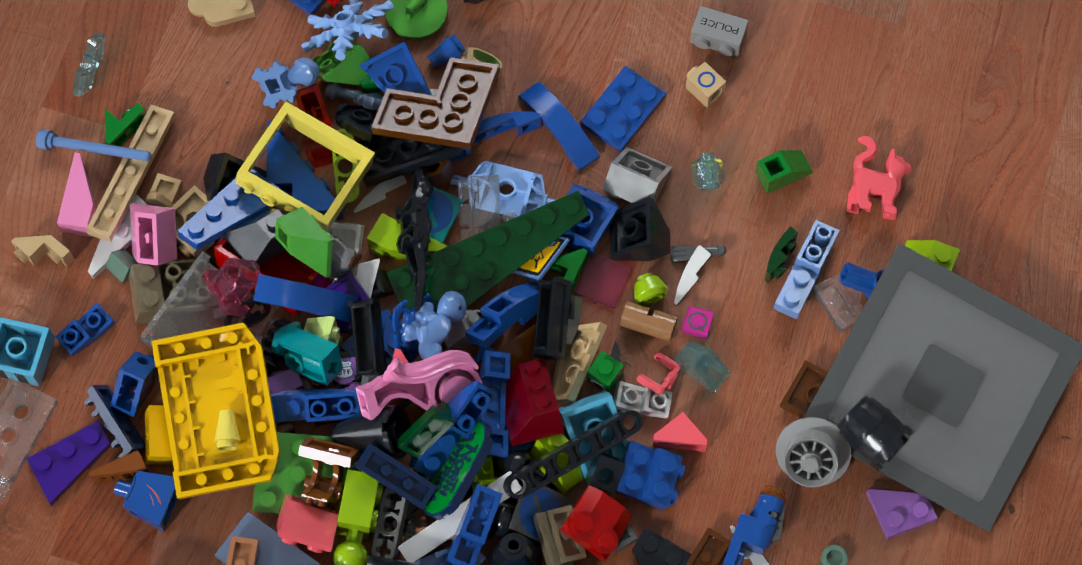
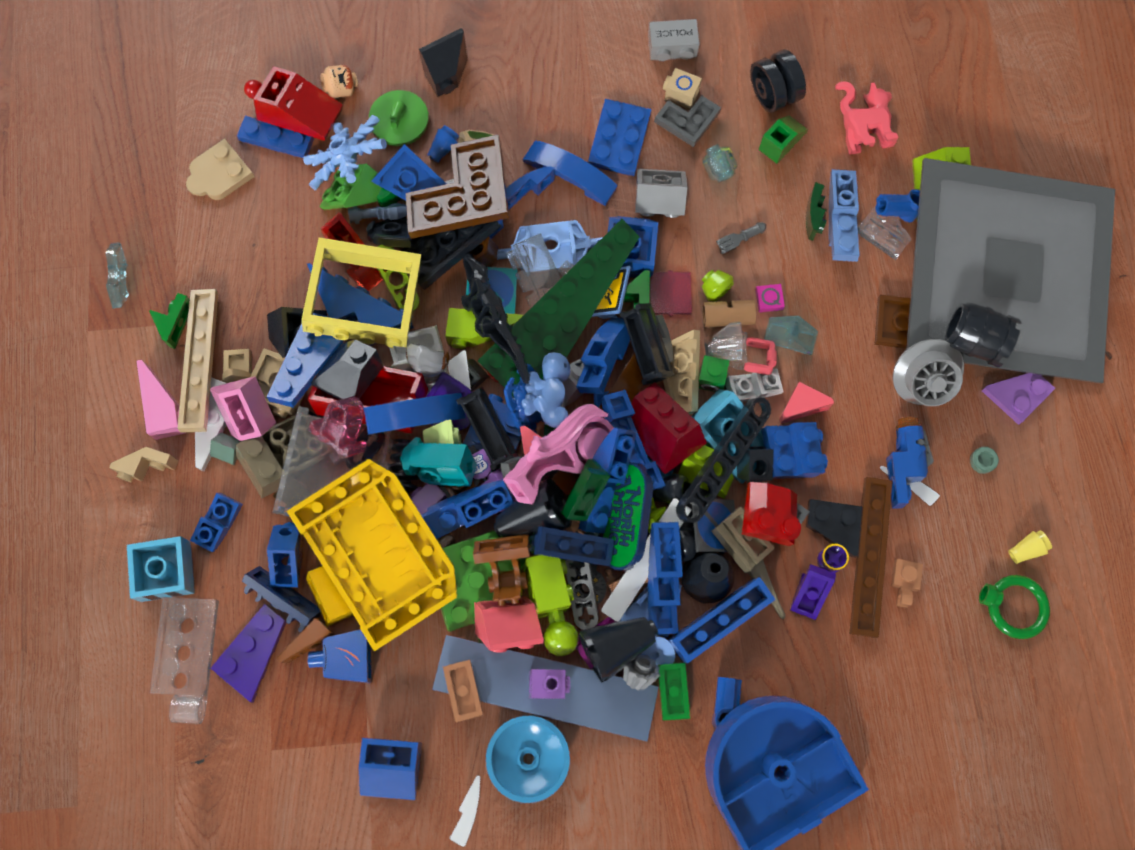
camera: 25 degrees left, 5 degrees up
(49, 140) = (107, 359): medium blue piece -> none
(227, 431) = (396, 568): light yellow cone -> none
(281, 82) = (305, 221): medium blue animal -> none
(305, 240) = (395, 357): bright green slope -> none
(379, 192) = (435, 291): white sticker -> none
(634, 352) = (730, 345): none -> clear brick
(639, 233) = (685, 238): black slope -> none
(689, 274) = (744, 260): white sticker -> none
(697, 123) = (688, 125): none -> dark grey plate
(797, 111) = (778, 80): none -> black wheel

